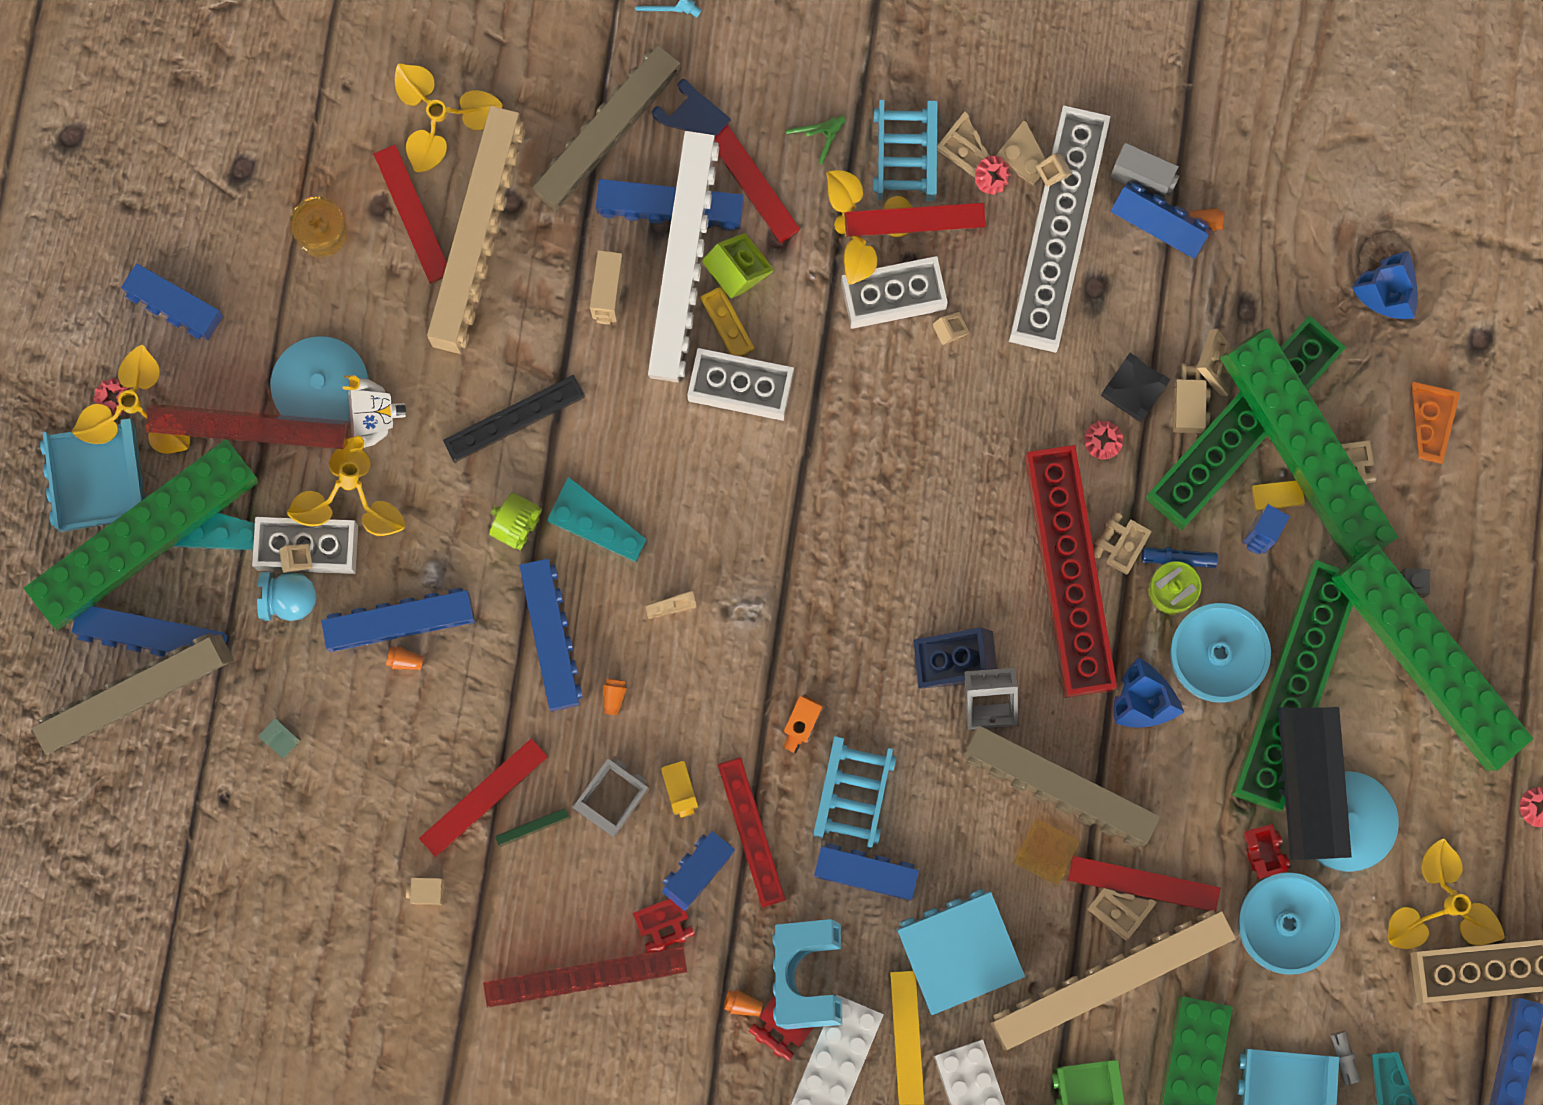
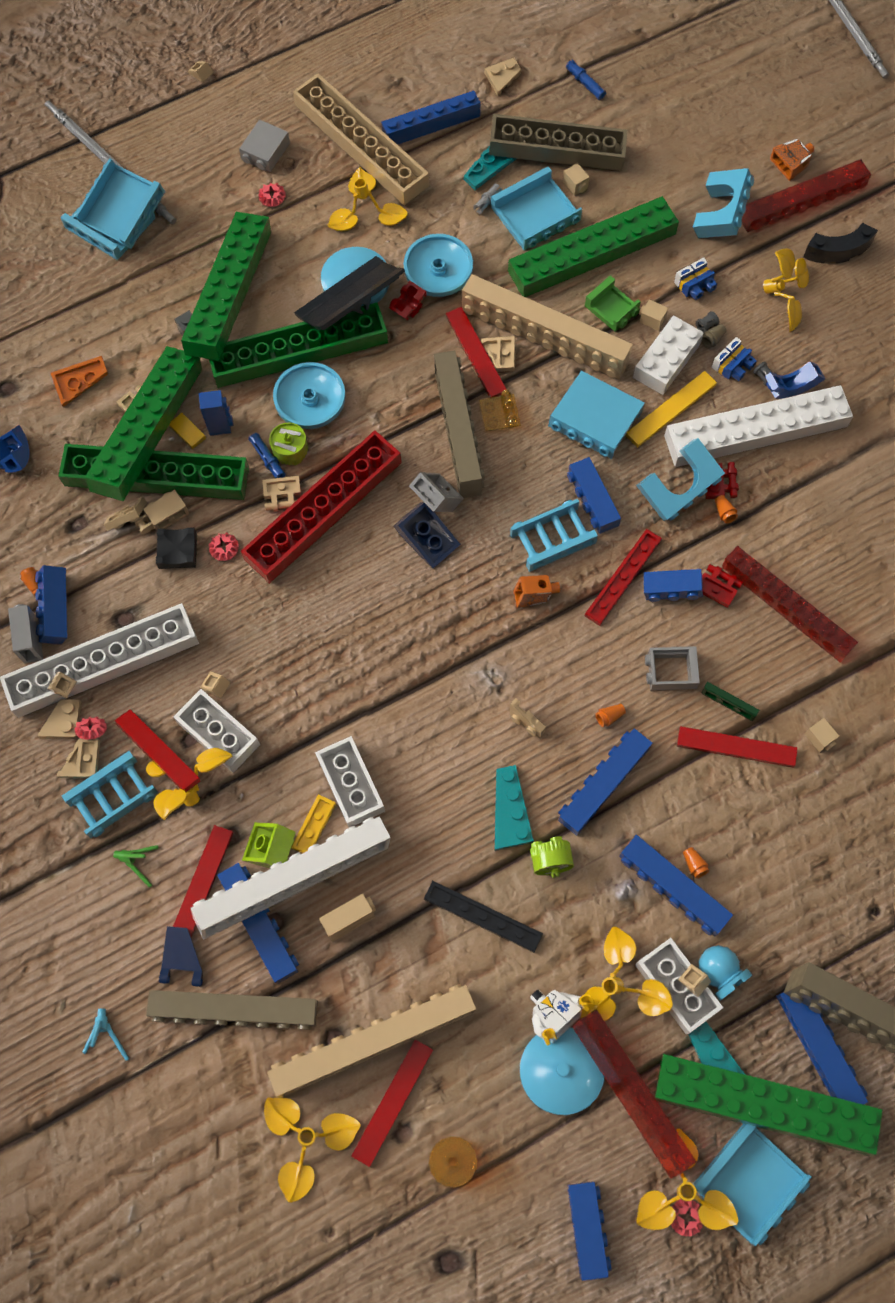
camera: 125 degrees left, 10 degrees down
(279, 738) = (810, 904): sand green panel -> none
(679, 789) = (635, 631): yellow bracket -> none
(1145, 698) = (366, 417): blue brick -> none

